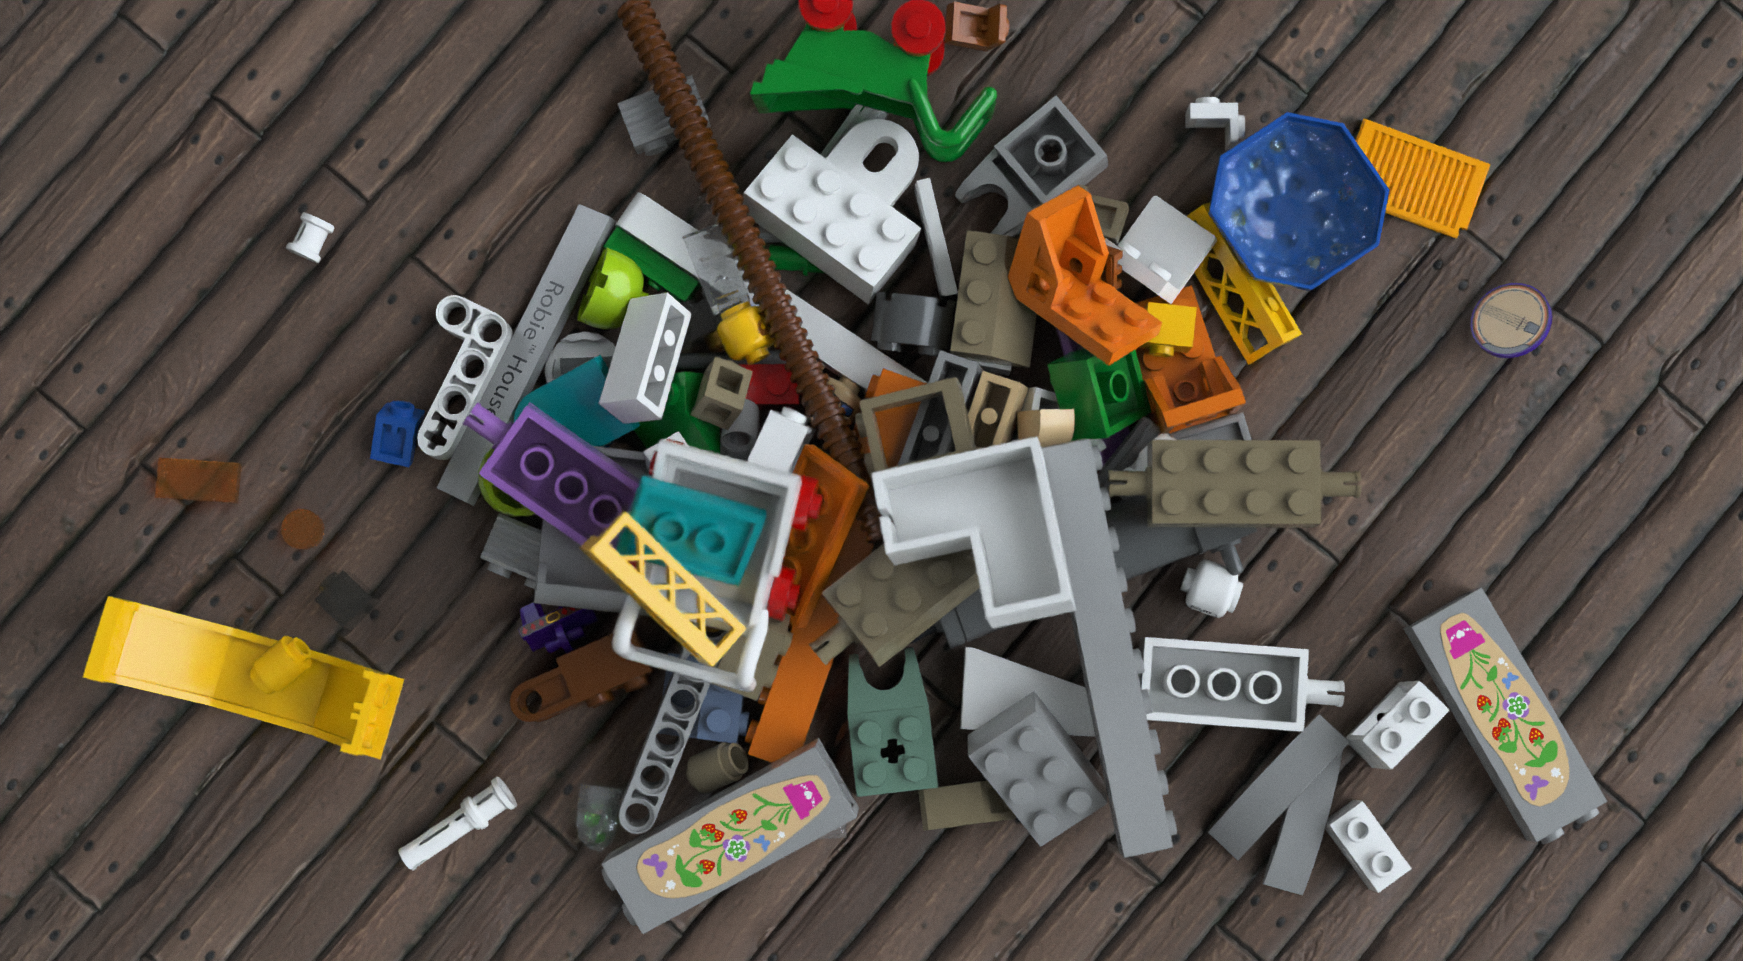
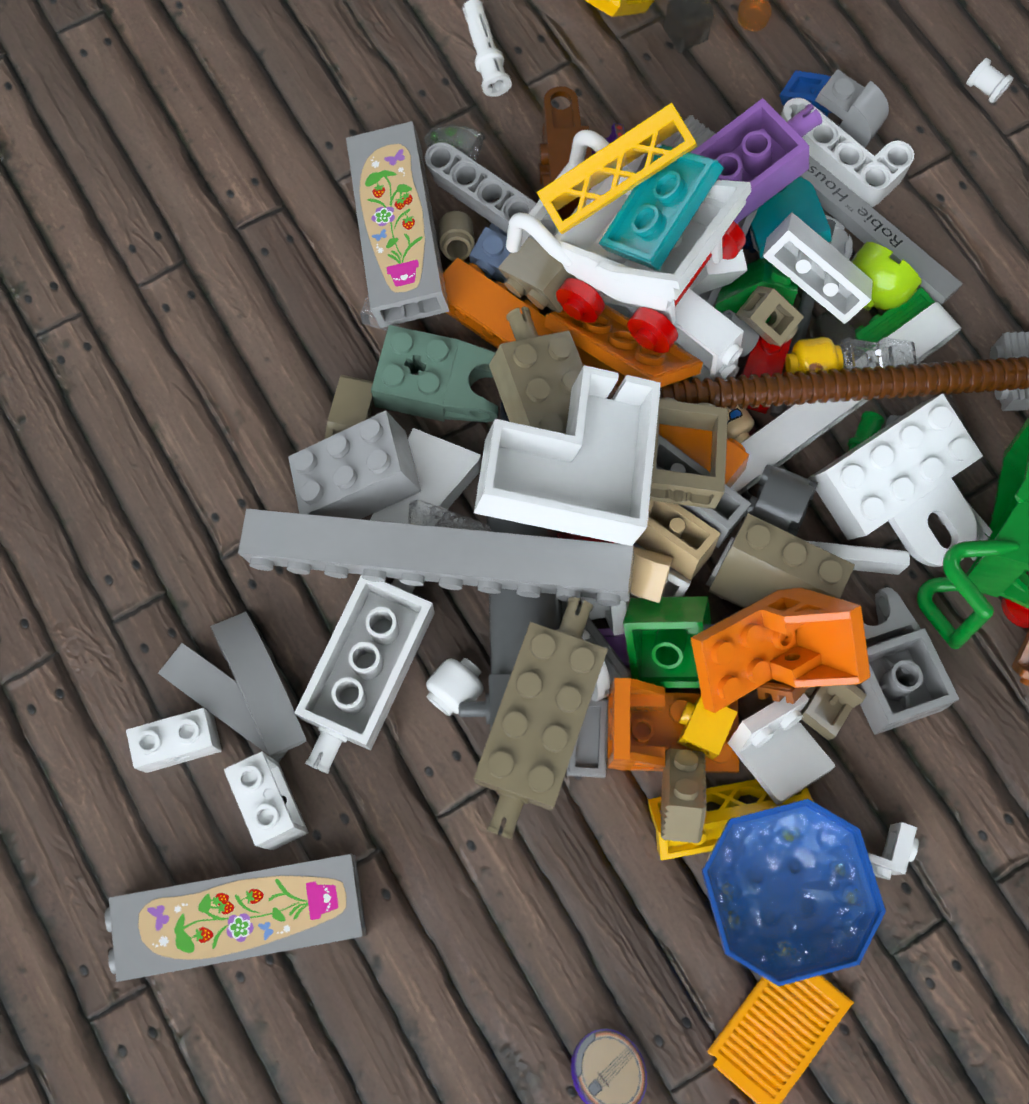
camera: 105 degrees right, 10 degrees down
(409, 374) = (859, 107): none -> light grey brick
(1060, 662) = (431, 515): none -> clear slope
(1242, 329) = (683, 796): none -> dark tan brick

